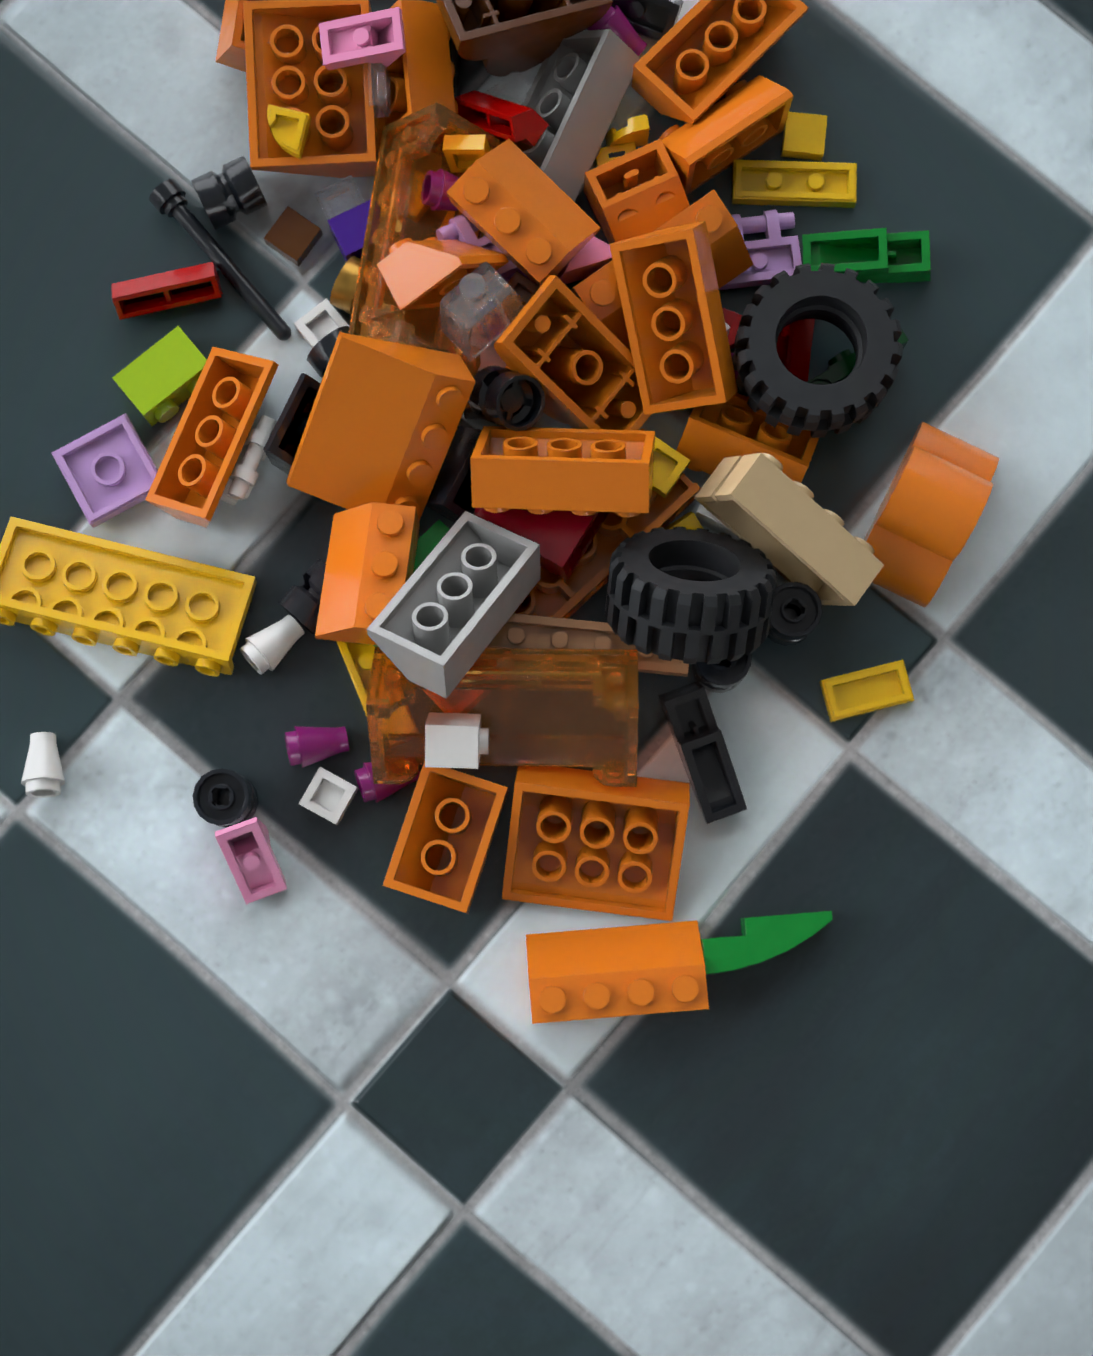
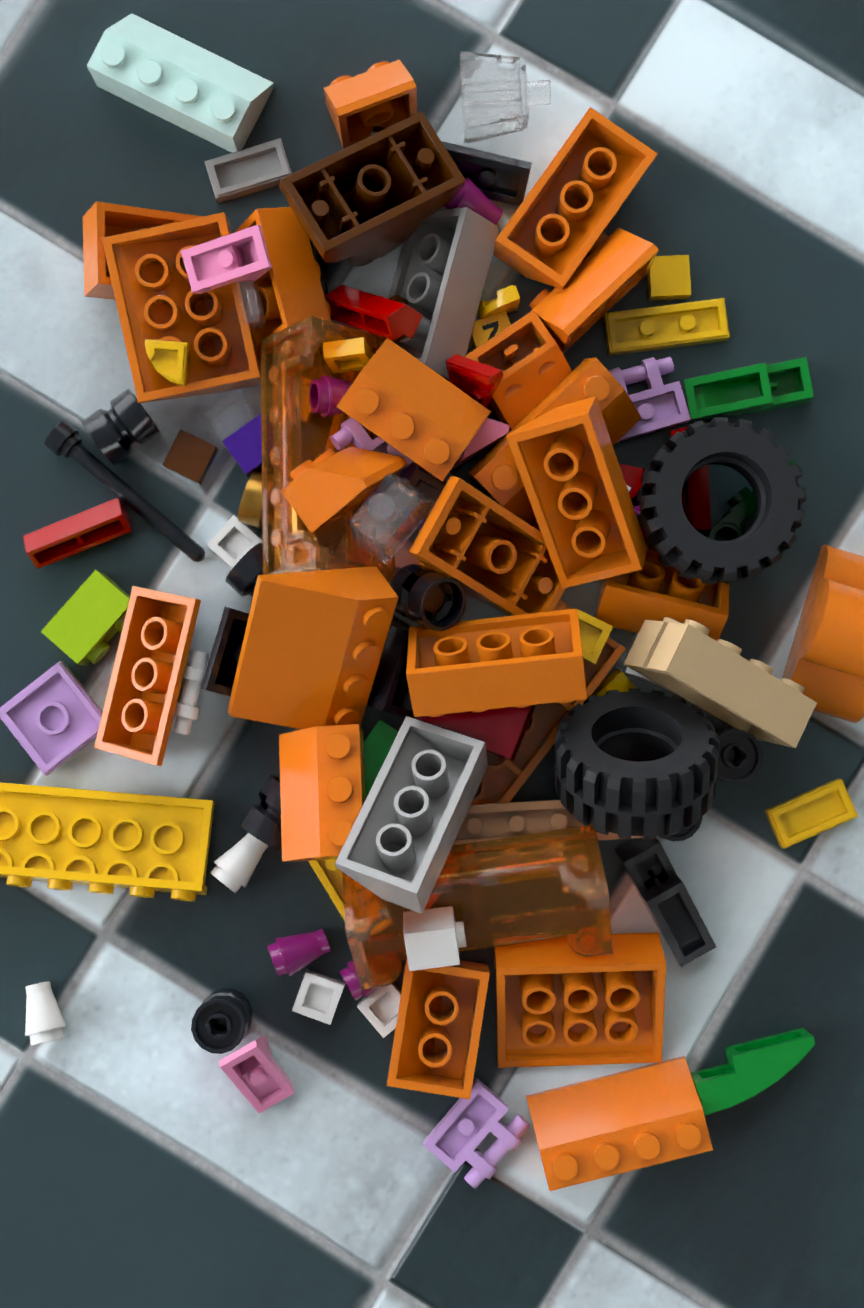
camera: 10 degrees left, 5 degrees up
(390, 816) = (382, 1008): none -> white tile
(458, 952) = (465, 1128): none -> lavender plate
(590, 194) = (474, 378): none -> red tile

